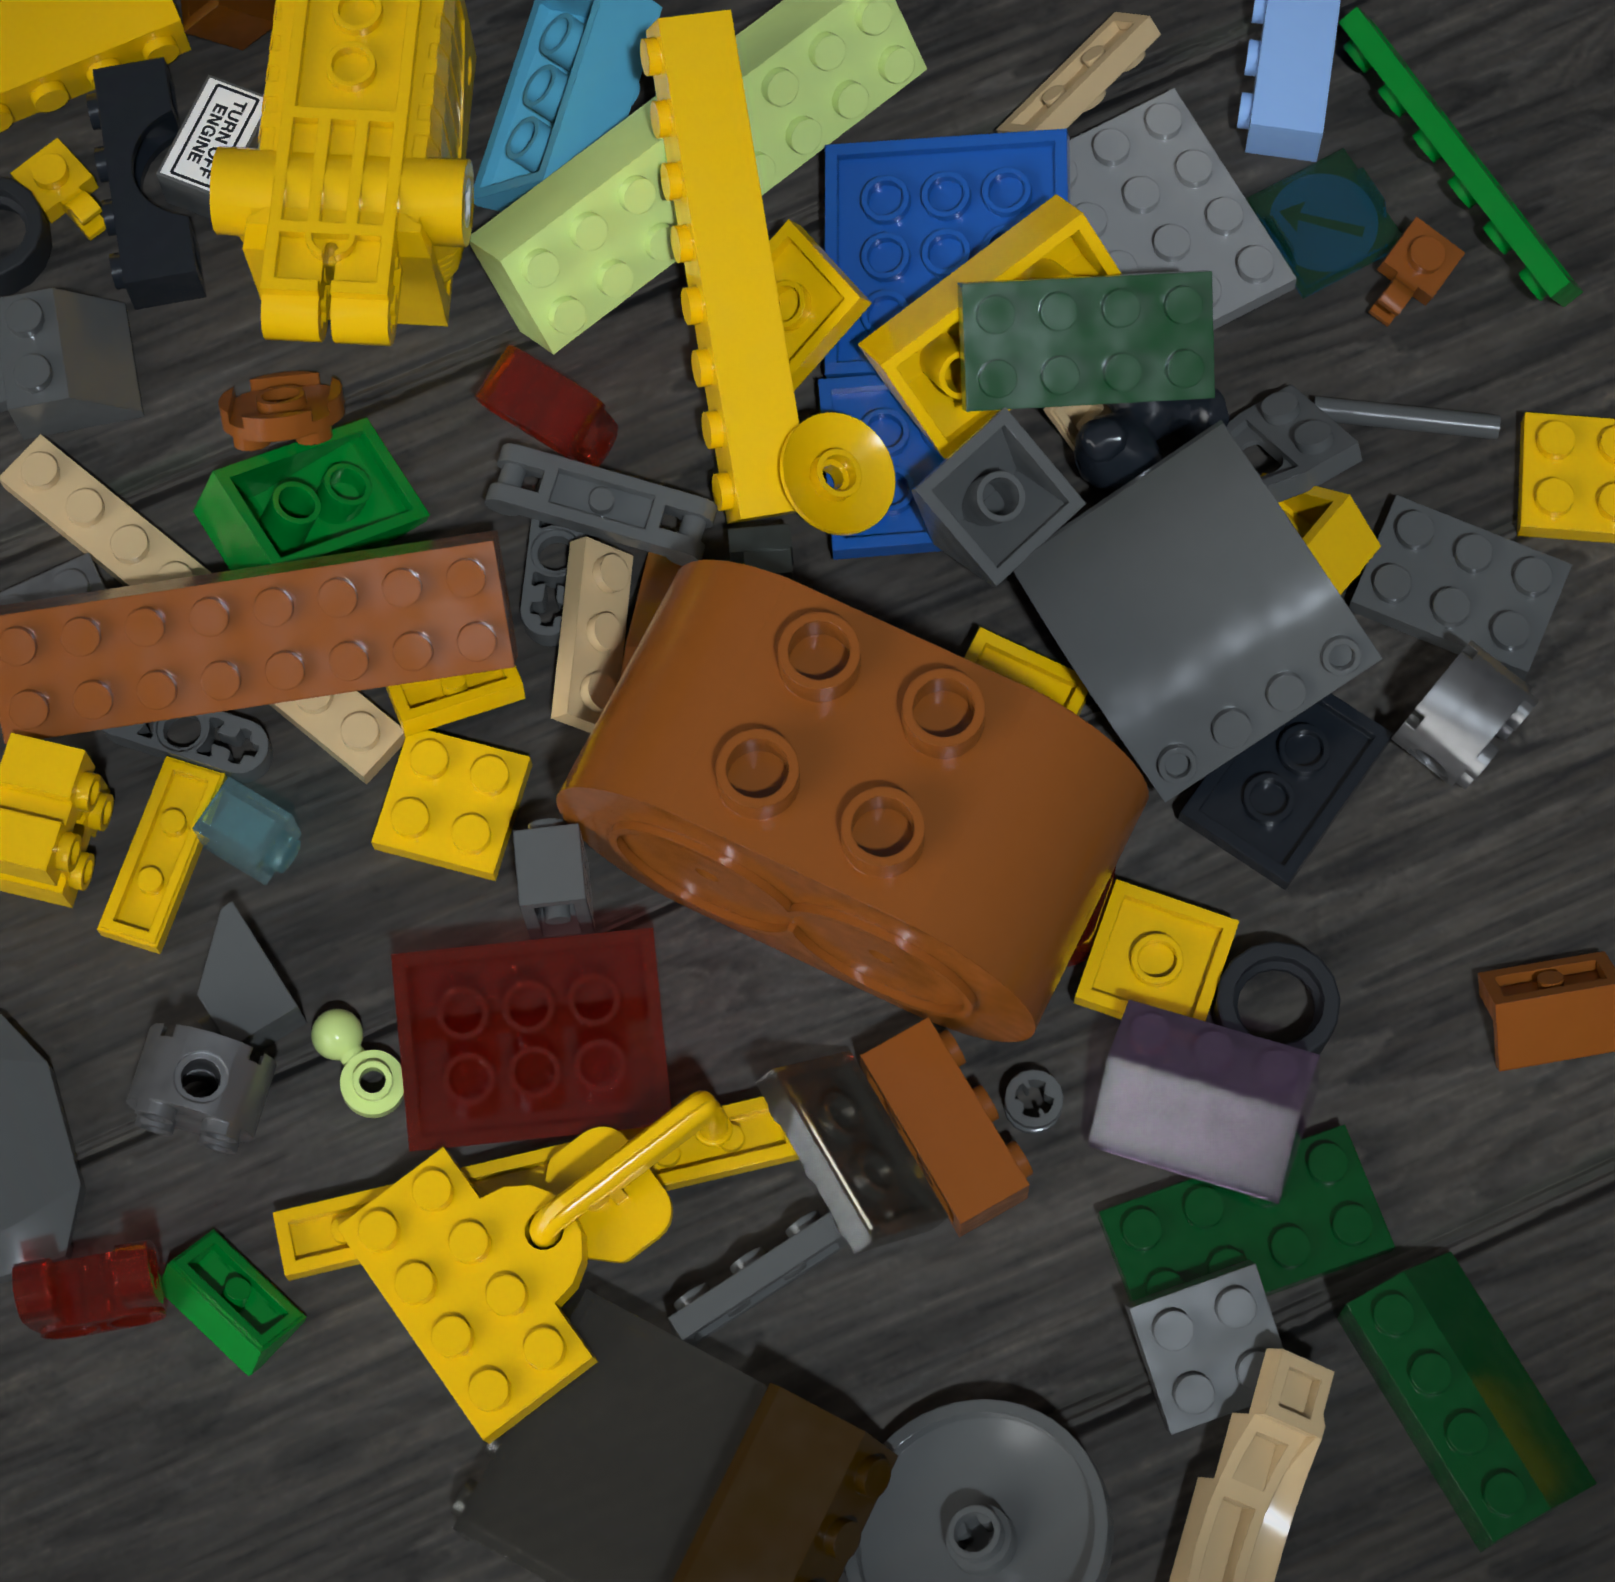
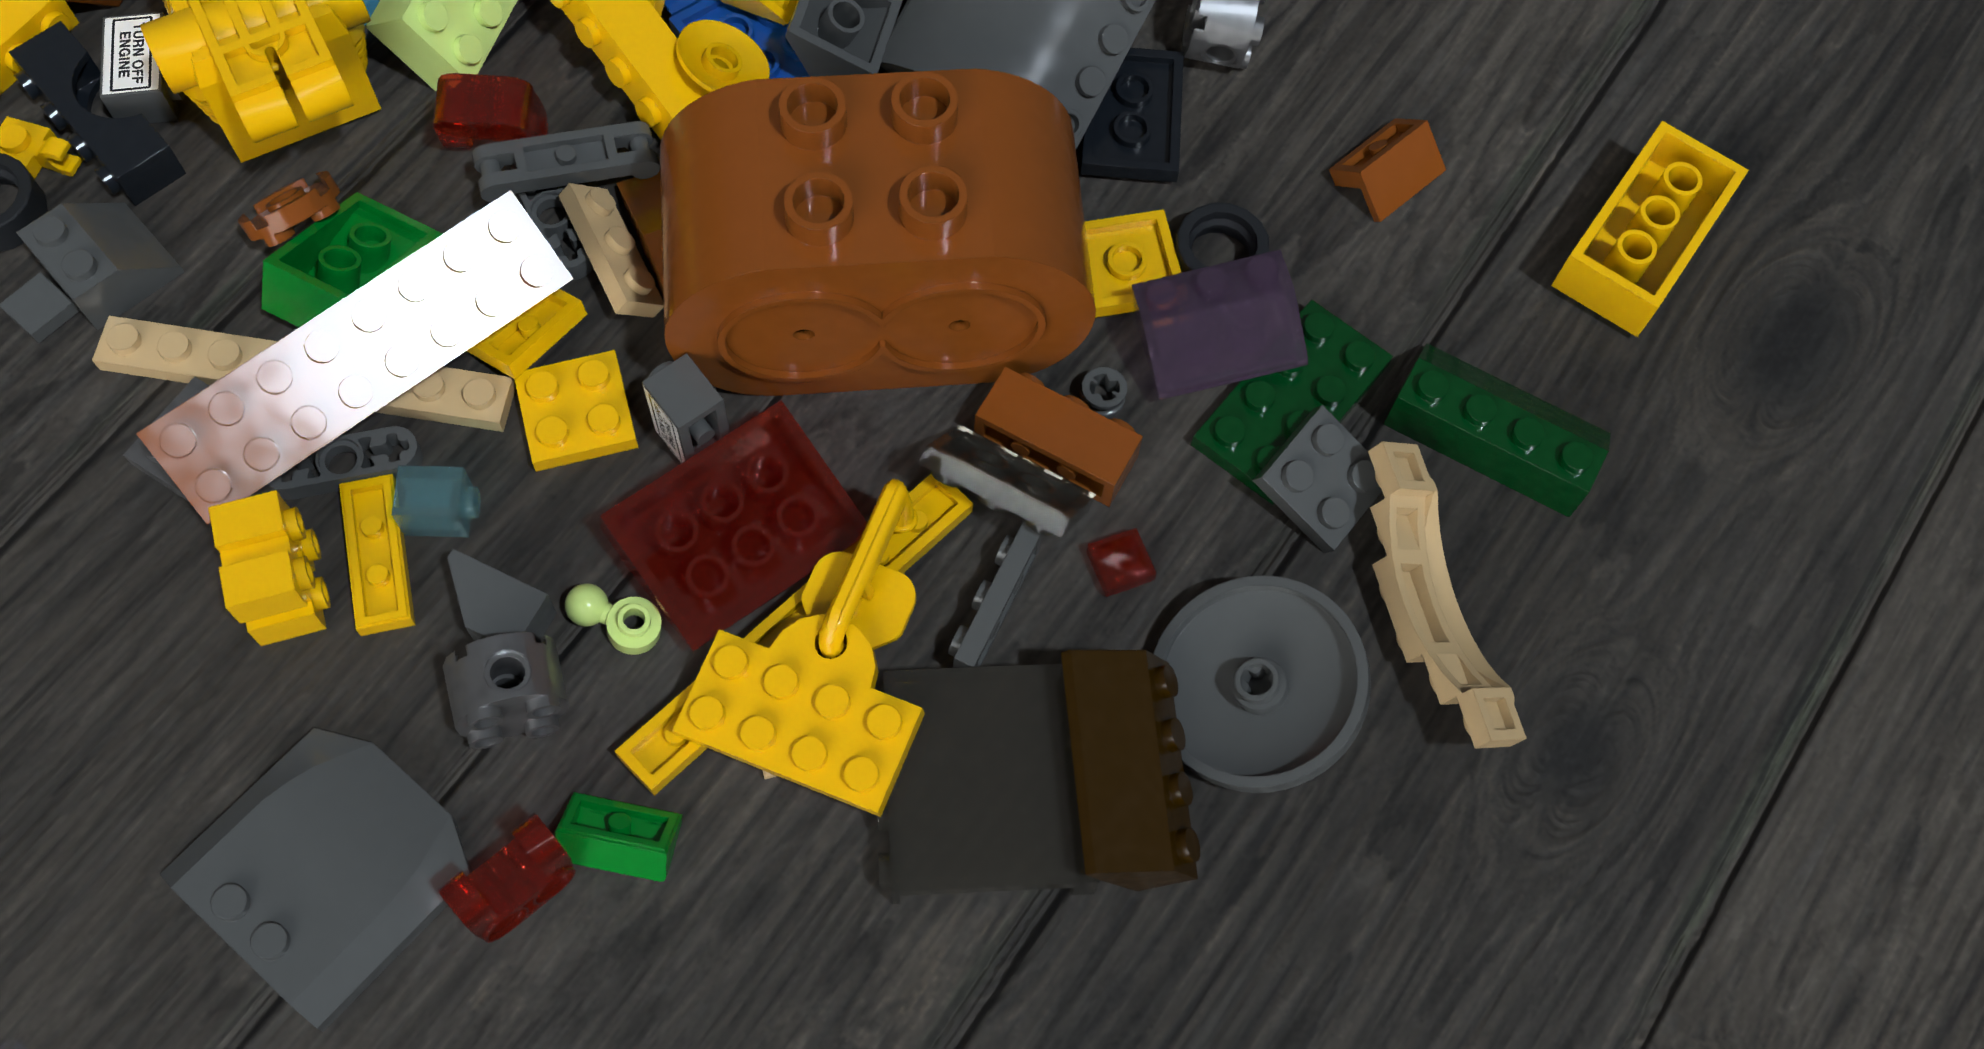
camera: 40 degrees left, 5 degrees down
(927, 1310) = (1121, 562): none -> clear red tile

